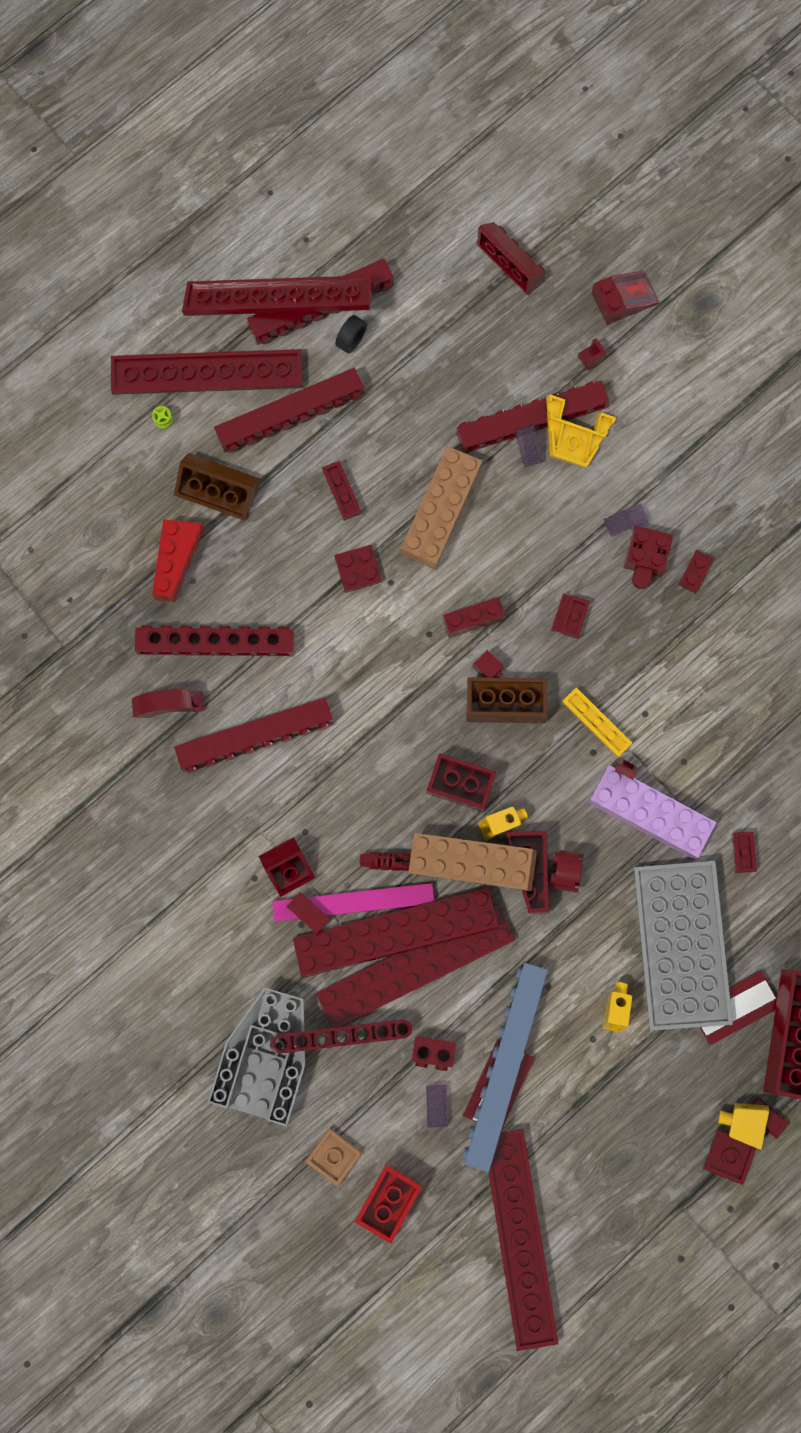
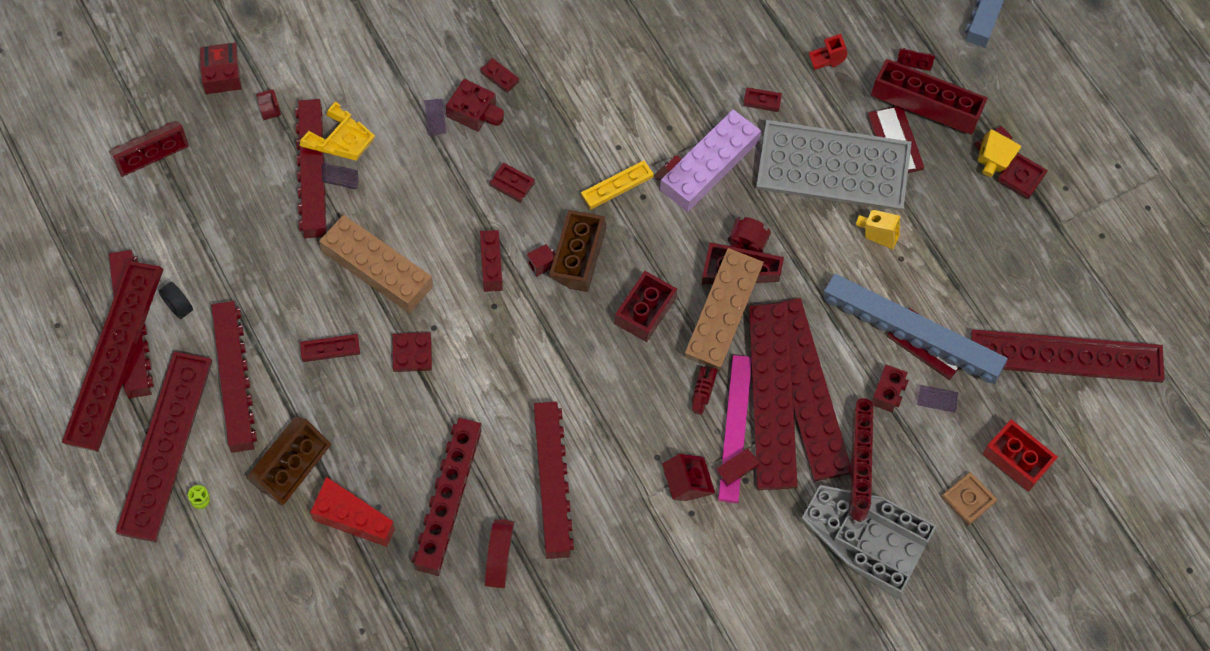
camera: 80 degrees left, 15 degrees down
(496, 824) = (692, 276): yellow torso -> none

